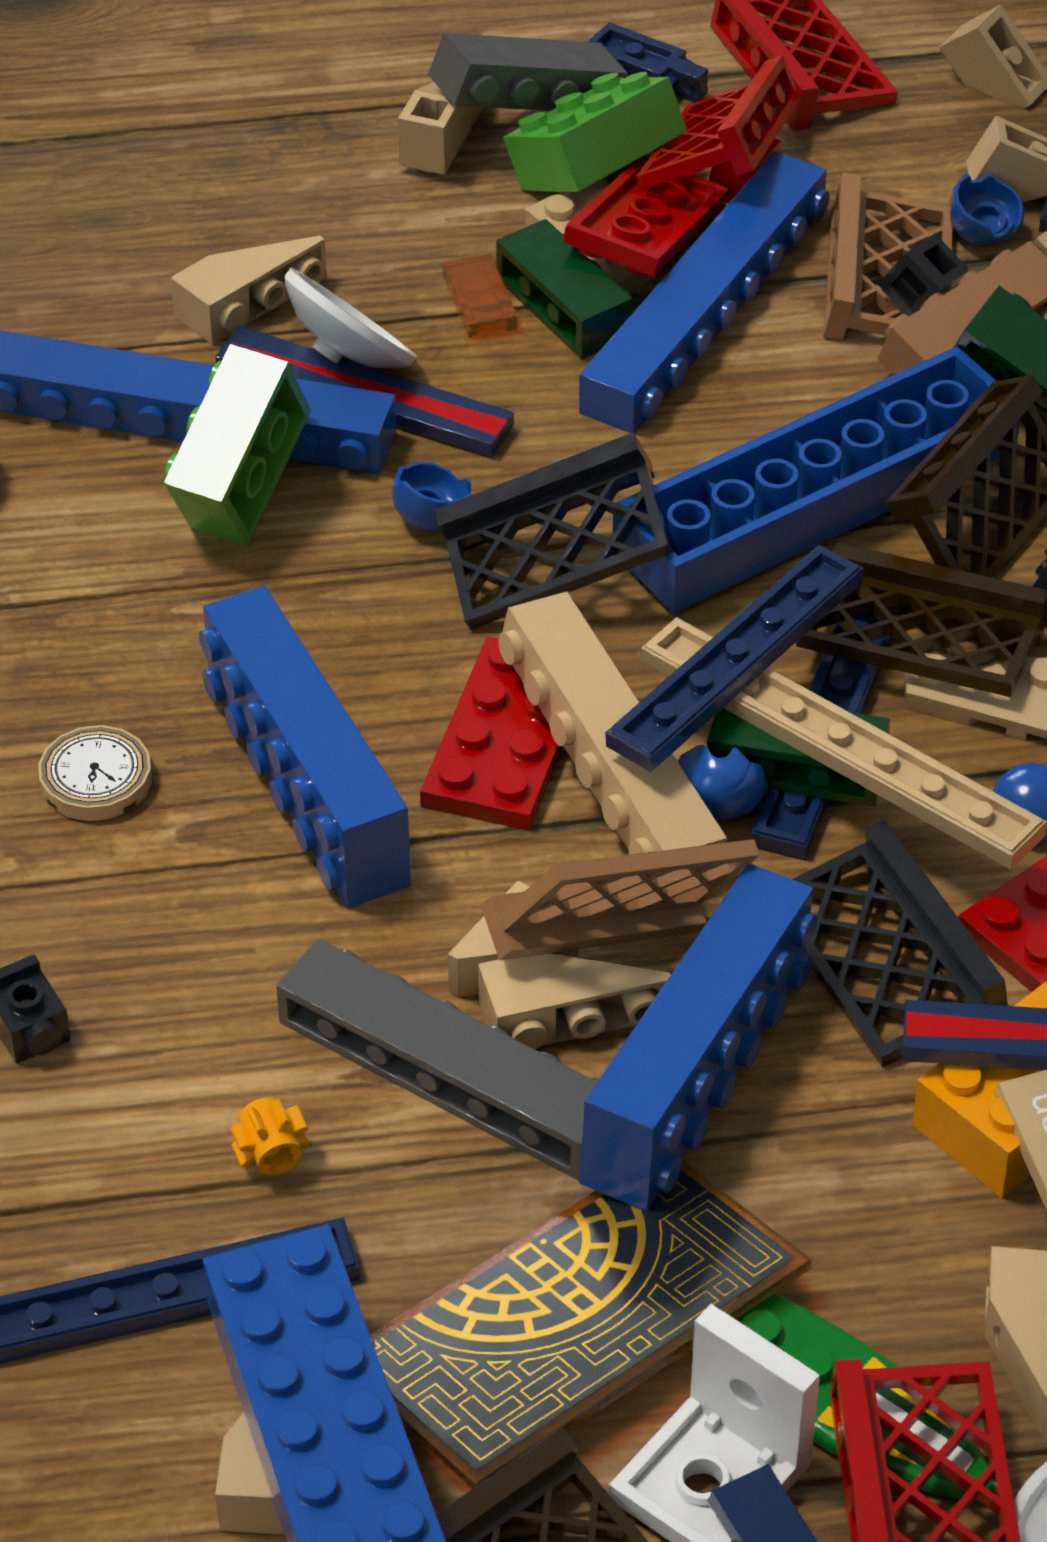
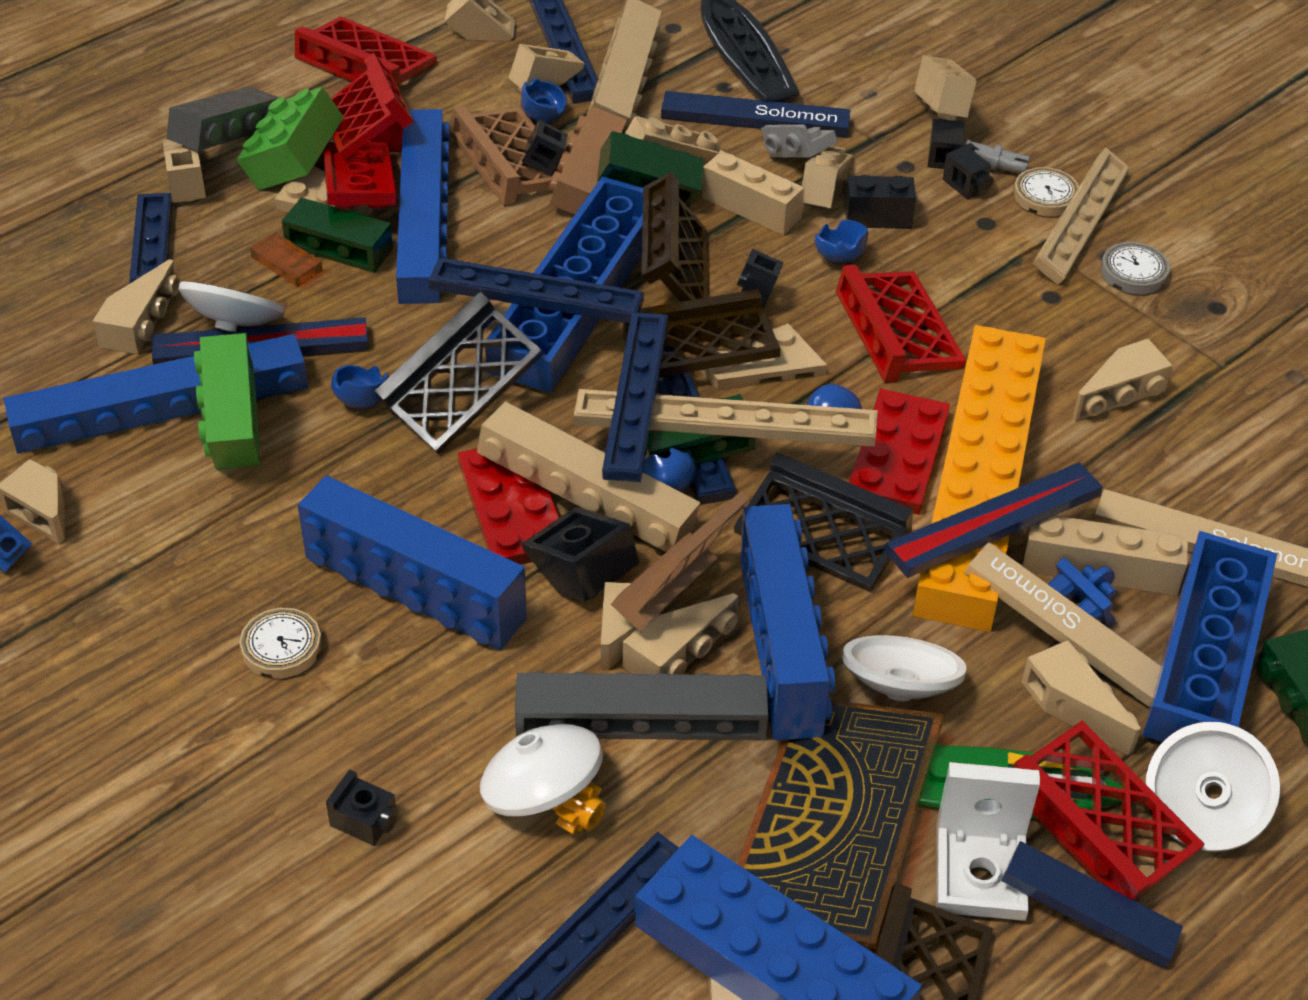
camera: 35 degrees left, 0 degrees up
(256, 1066) = (540, 769): none -> white dish
(343, 194) = (151, 233): none -> dark blue tile
(525, 827) = (583, 552): none -> black slope
(645, 54) = (278, 84): dark blue hinge -> none
(732, 464) = (536, 290): none -> dark blue tile
(817, 1172) = (903, 666): none -> white dish

